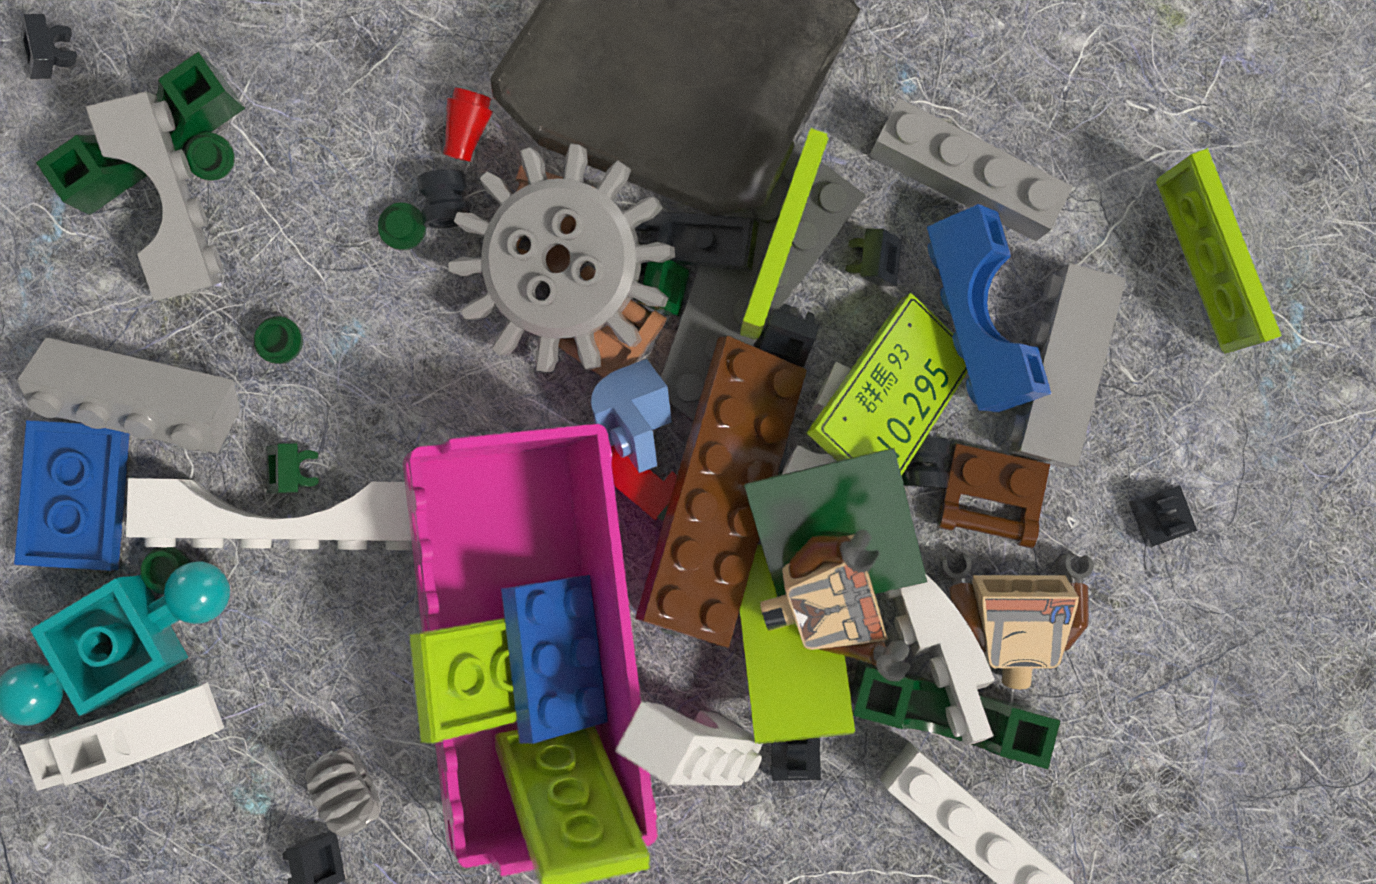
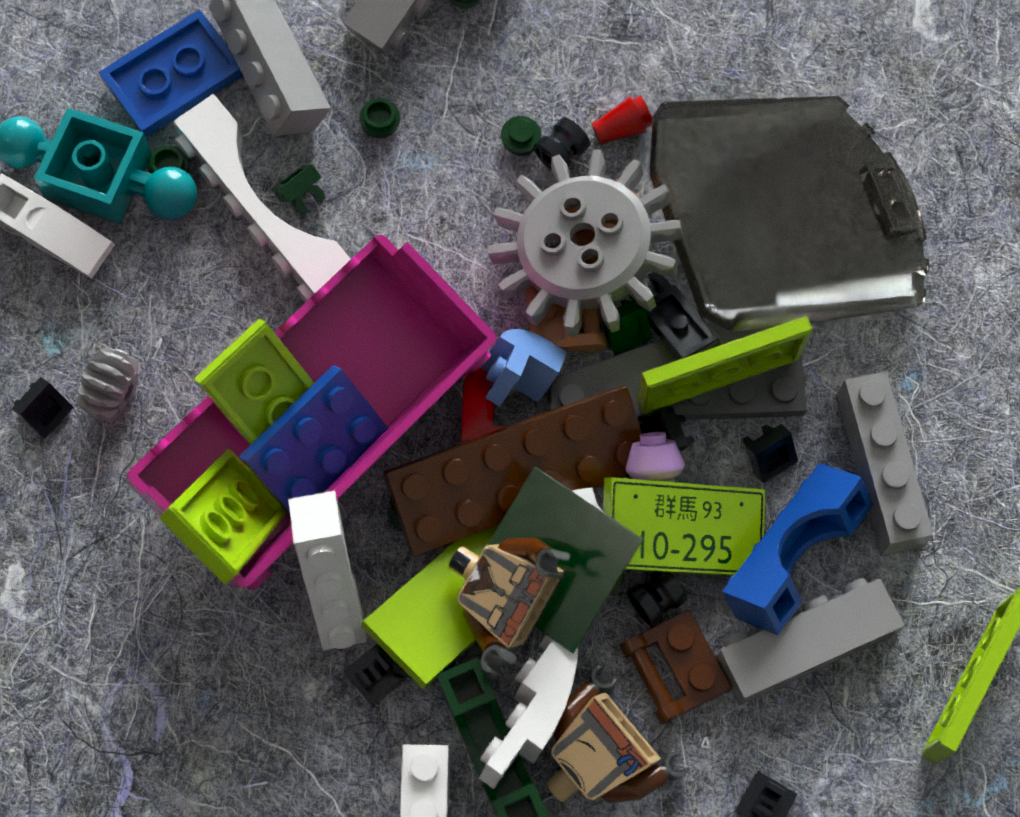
camera: 45 degrees right, 15 degrees down
(813, 367) = (654, 458): none -> lavender cone

